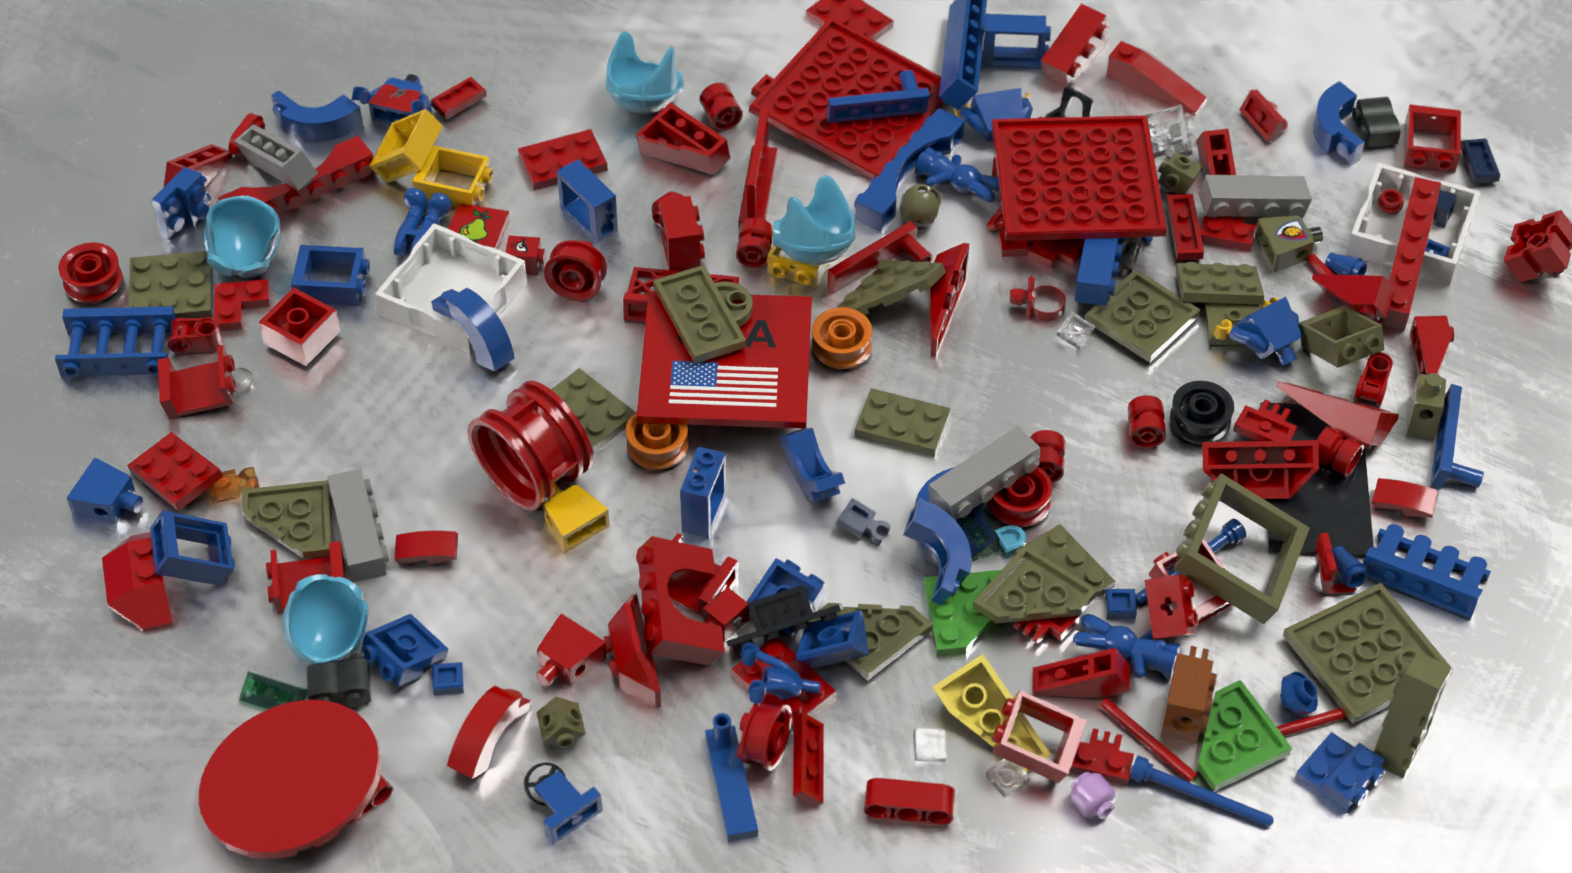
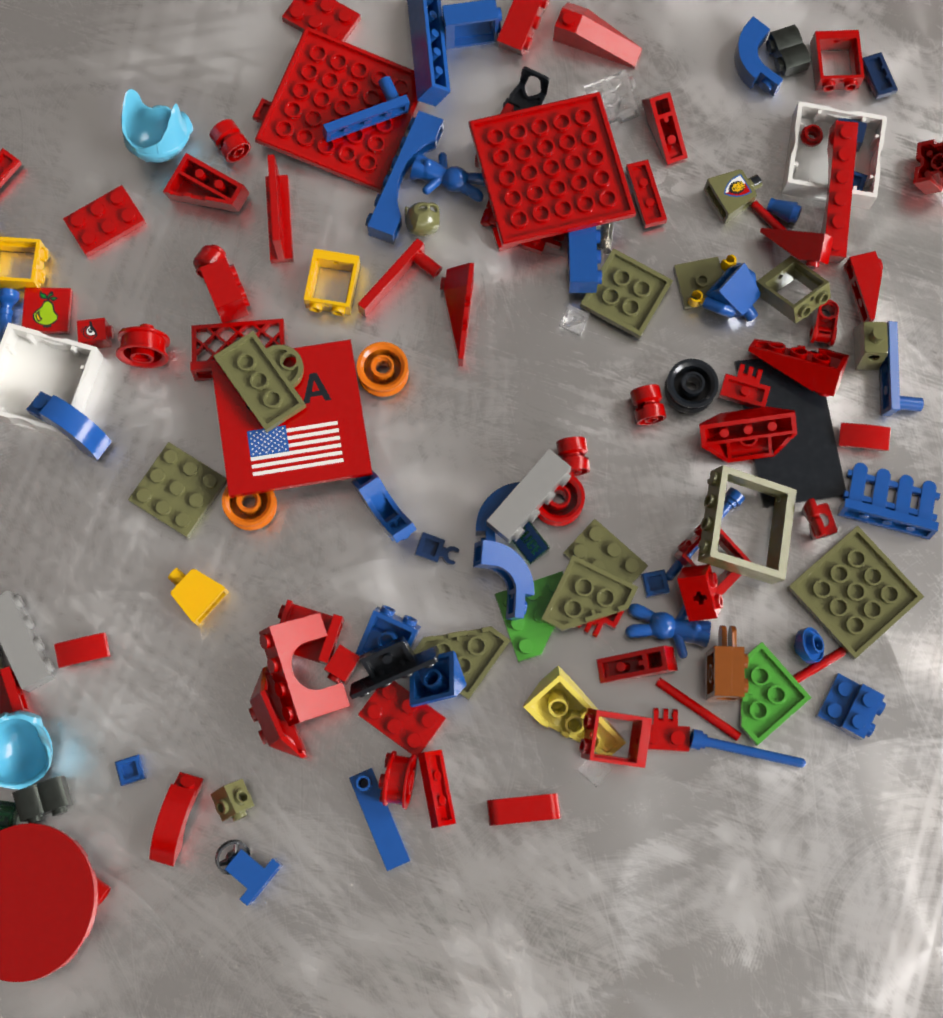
camera: 15 degrees left, 25 degrees up
(402, 649) = (87, 755): blue plate -> none
(530, 445) = (146, 547): red wheel -> none
(568, 652) = (222, 729): red torso -> none
(587, 200) = (136, 269): blue window -> none
(703, 492) = (300, 565): blue window -> none
(754, 242) = (289, 283): red wheel -> none
(776, 680) = (400, 731): blue piece -> none
(818, 231) = (343, 274): medium azure piece -> none
(890, 283) = (412, 308): olive plate -> none
(902, 422) = (448, 440): olive plate -> none
(929, 745) = (529, 752): clear tile -> none
(994, 105) = (470, 103): blue torso -> none
(1011, 539) = (557, 539): medium azure tile -> none
(1019, 296) = (522, 295): red piece -> none
(1093, 795) = (665, 774): lavender head -> none
(1178, 173) = (633, 141): olive brick -> none
(1219, 283) = (684, 249): olive plate -> none
(1227, 232) = (681, 188): red hinge -> none
(1254, 196) = (700, 154): light grey brick -> none
(1263, 115) = (689, 58): red tile -> none
(1339, 452) = (807, 406): red wheel -> none
(1349, 569) = (831, 516): blue cone -> none
(1411, 711) = (904, 662): olive wedge -> none

